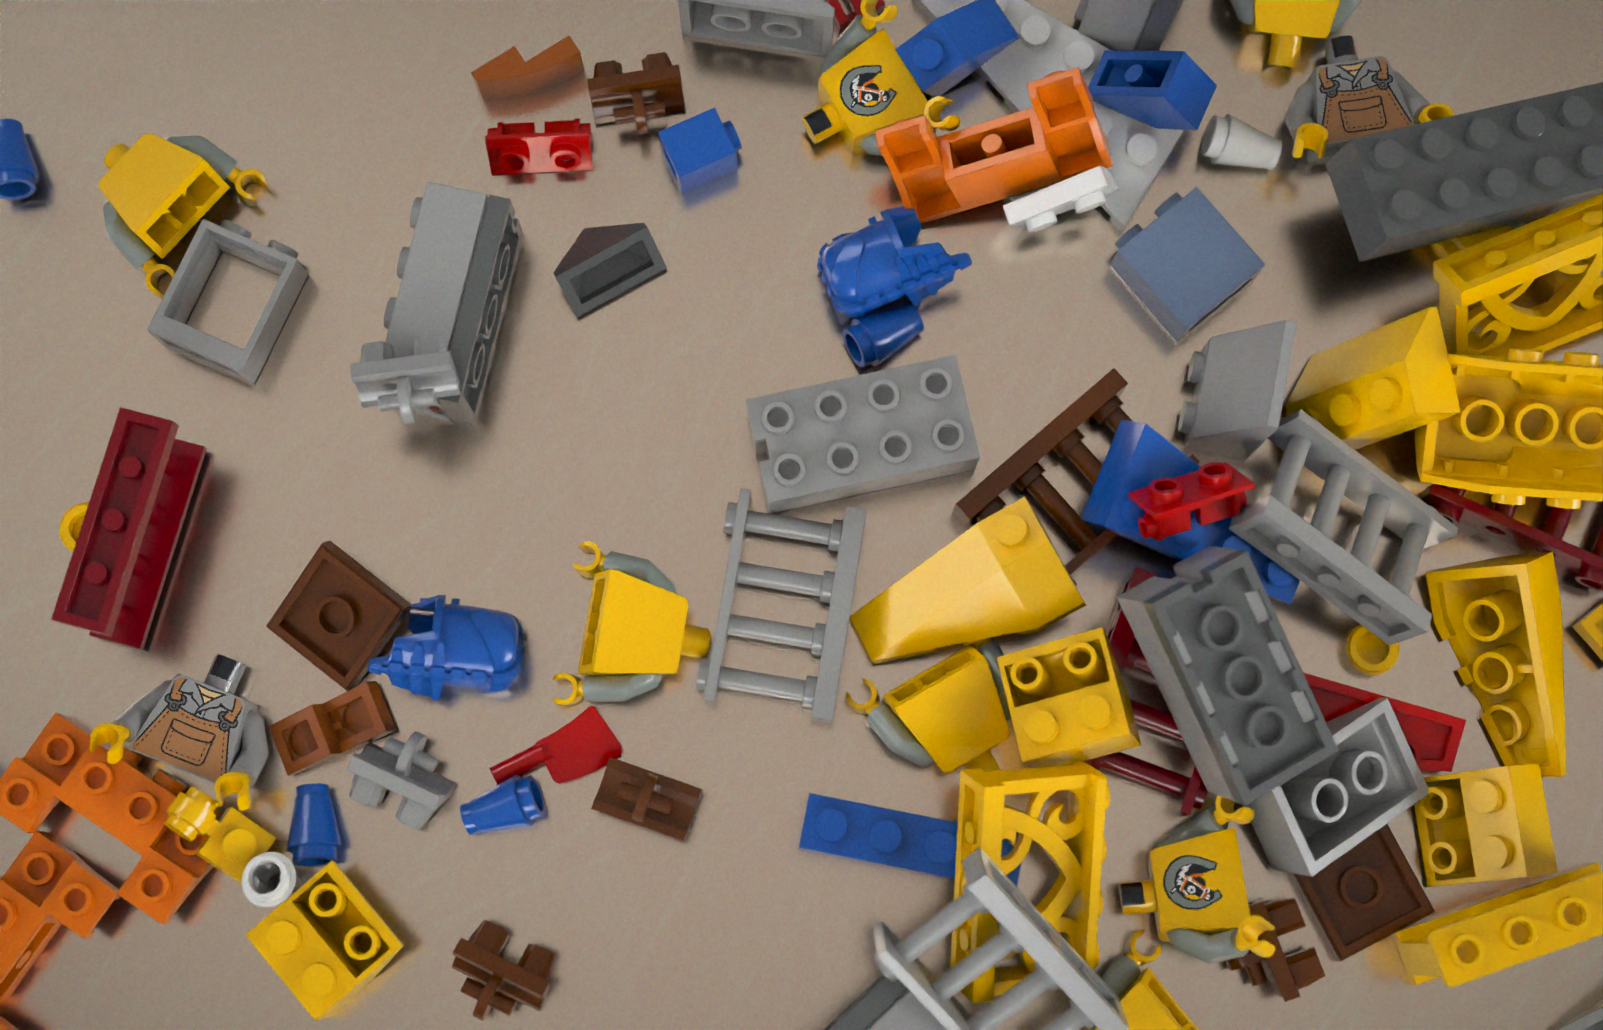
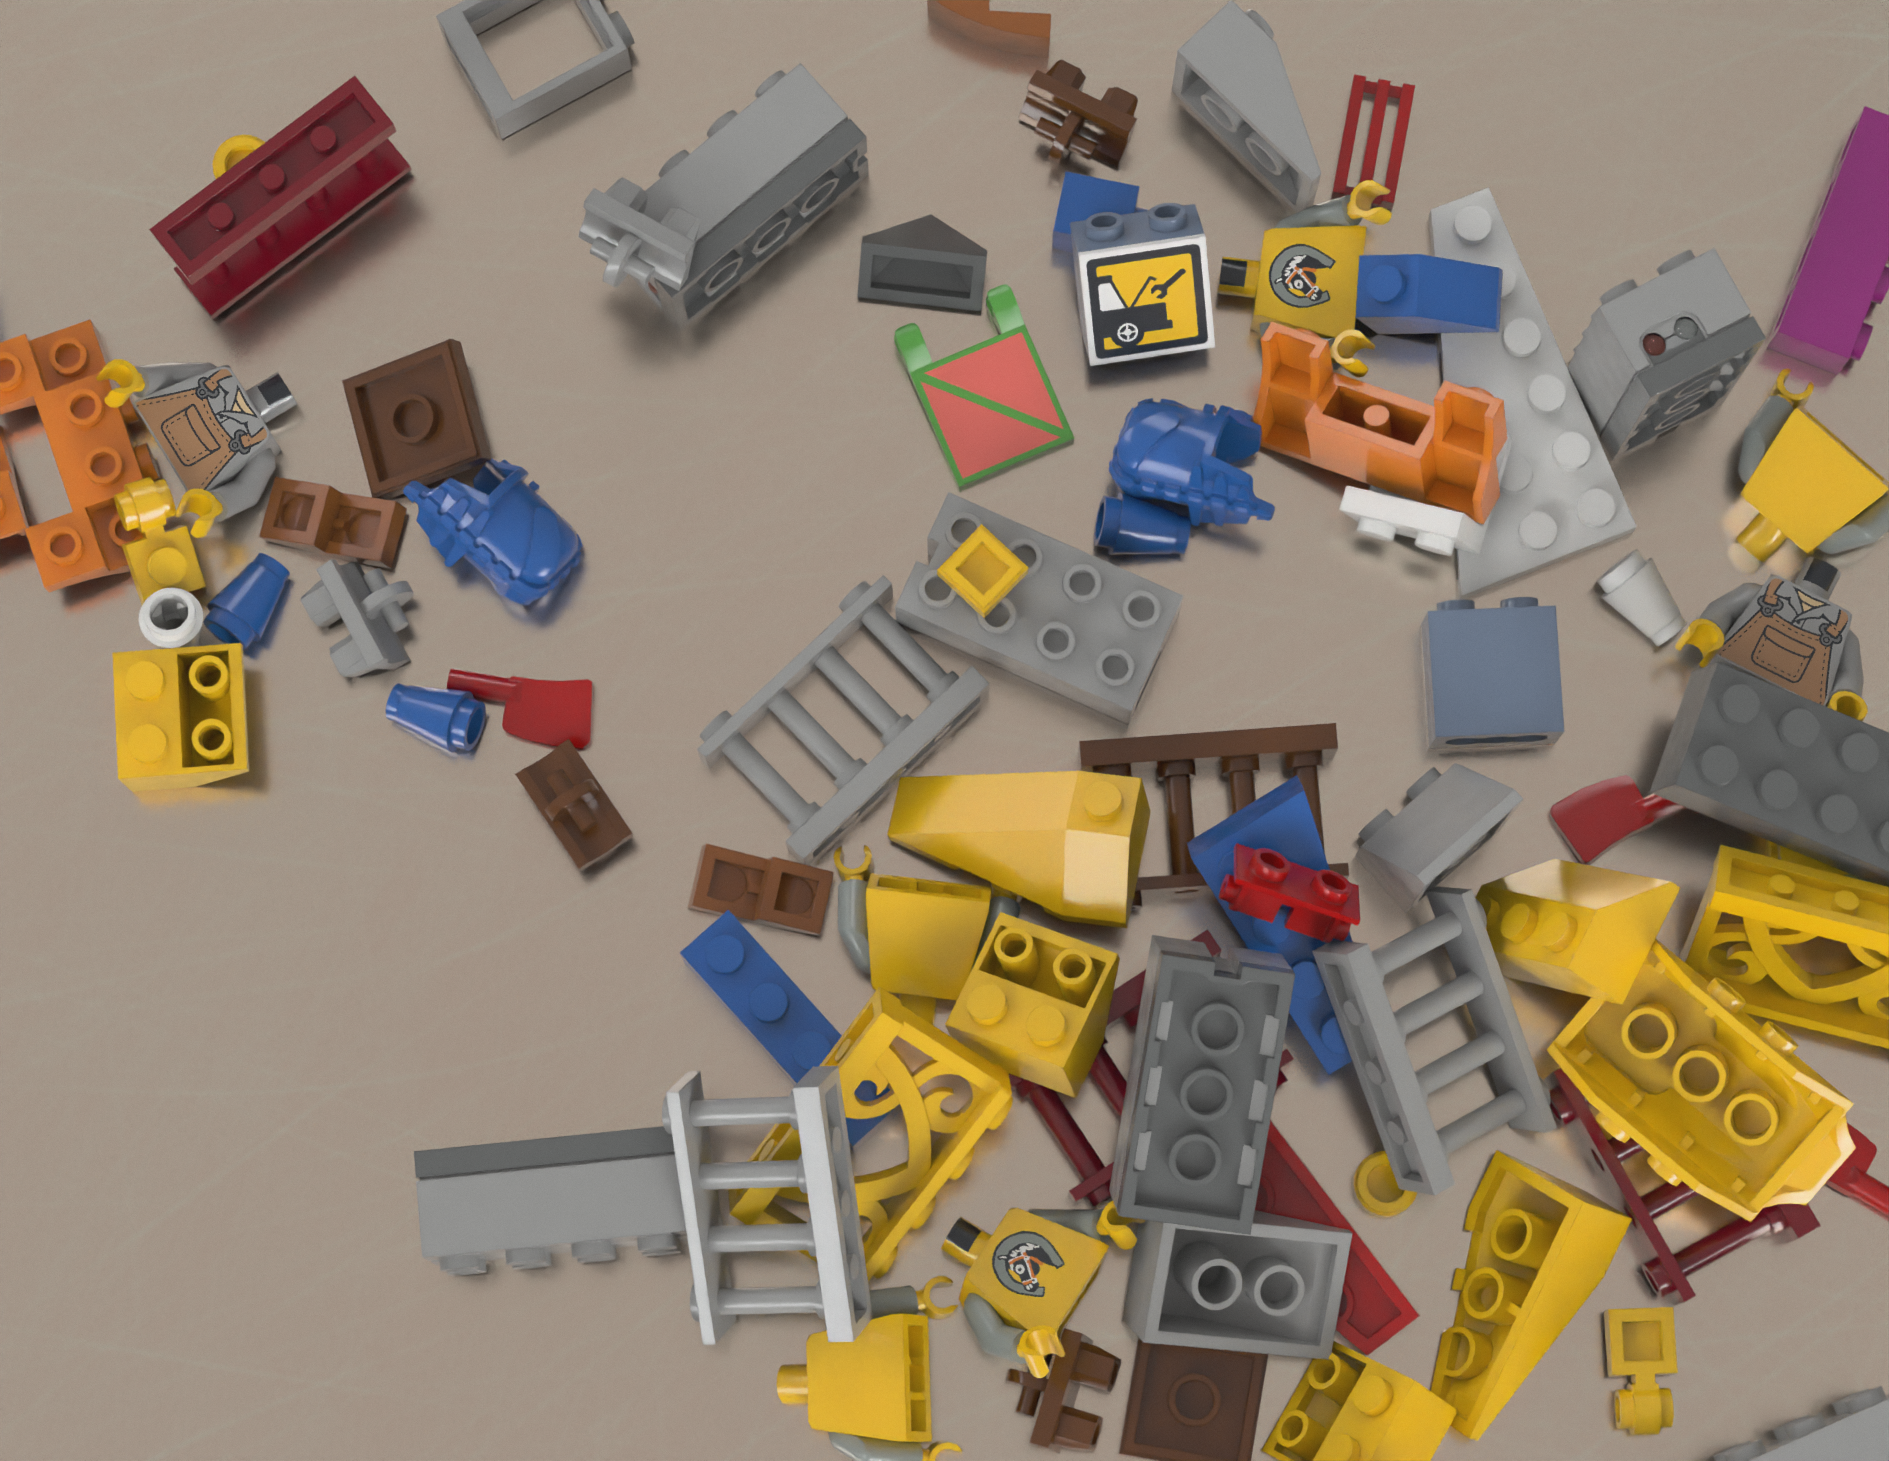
camera: 40 degrees right, 0 degrees up
(482, 961) = (310, 871): reddish brown hips -> none
(519, 149) = (921, 90): red hinge -> none
(630, 630) = (679, 634): yellow torso -> none
(717, 322) = (990, 399): none -> coral flag
(766, 169) = (1142, 283): none -> piece
(812, 435) = (982, 571): none -> yellow tile
(814, 761) = (761, 889): none -> dark orange slope
(1153, 87) = (1588, 477): blue slope -> none
(1325, 299) = (1606, 815): none -> red piece

